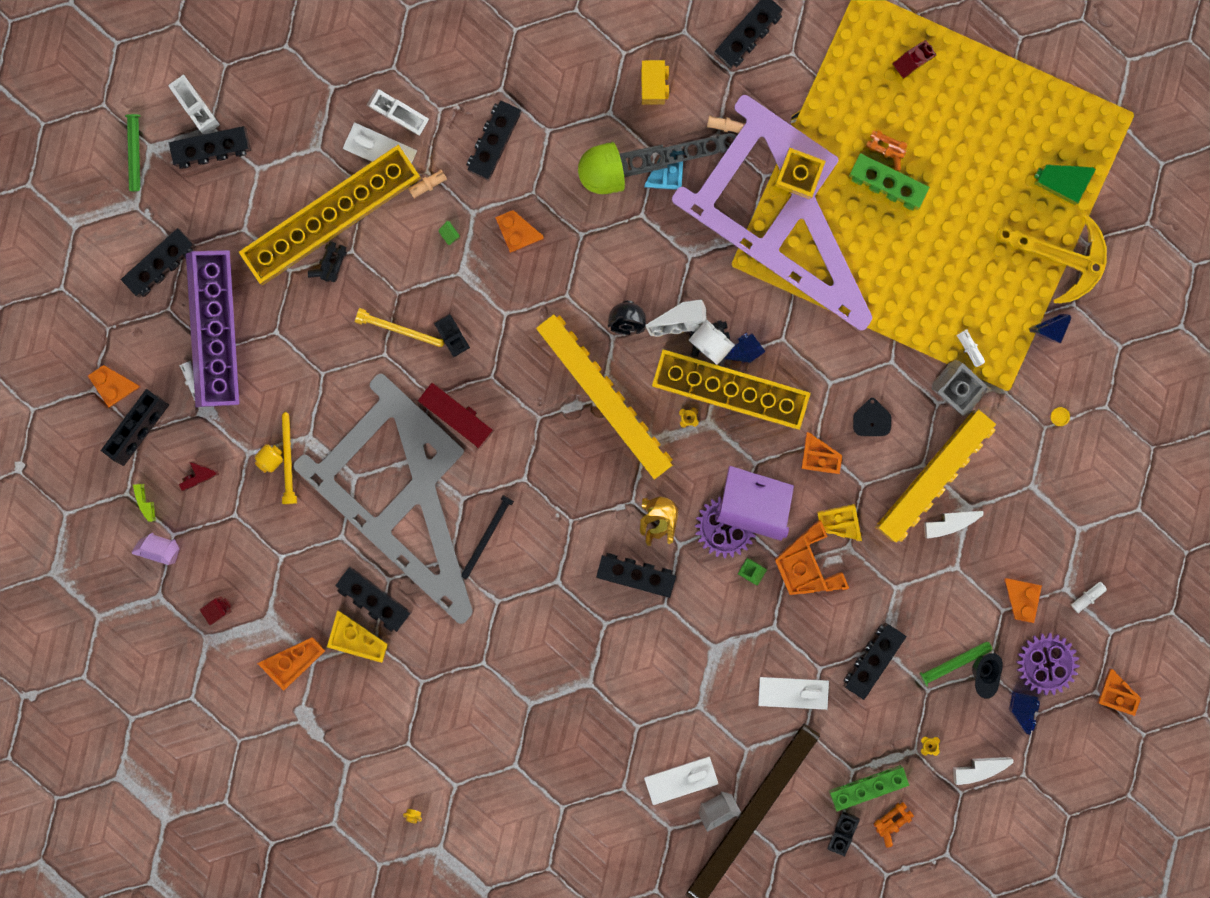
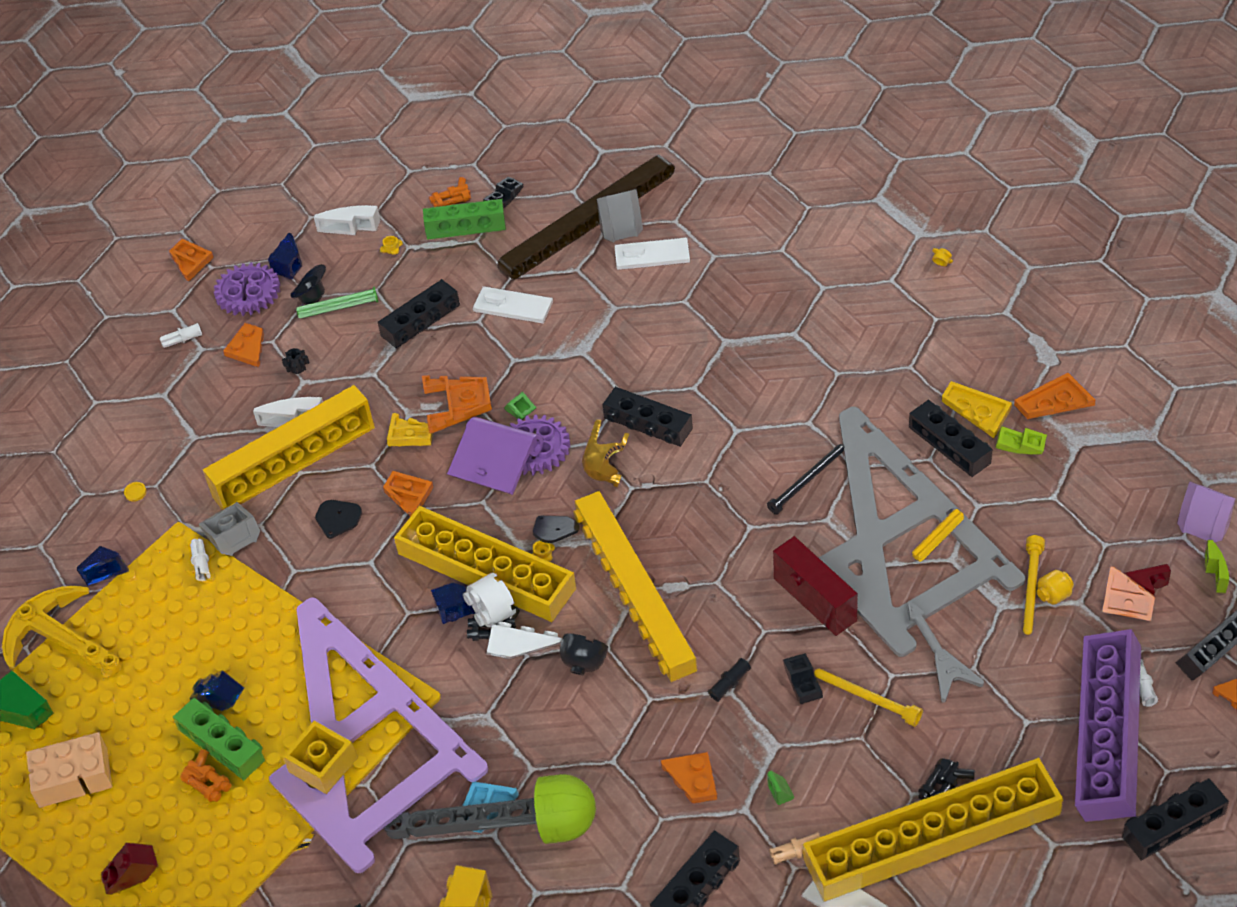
camera: 160 degrees left, 40 degrees down
(210, 455) = (1127, 597): none -> wing
(216, 610) = (1137, 450): dark red slope -> none
(314, 610) = (1023, 443): none -> lime slope
(342, 368) = (947, 666): none -> light grey piece
(368, 493) = (938, 535): none -> yellow axle
(507, 321) = (729, 679): none -> black pin
(690, 443) = (554, 528): none -> black piece
(724, 124) = (392, 846): light nougat pin -> none
(906, 222) = (217, 690): none -> clear blue slope
(964, 581) = (295, 361): none -> black gear
(995, 129) = (58, 767): none -> light nougat piece

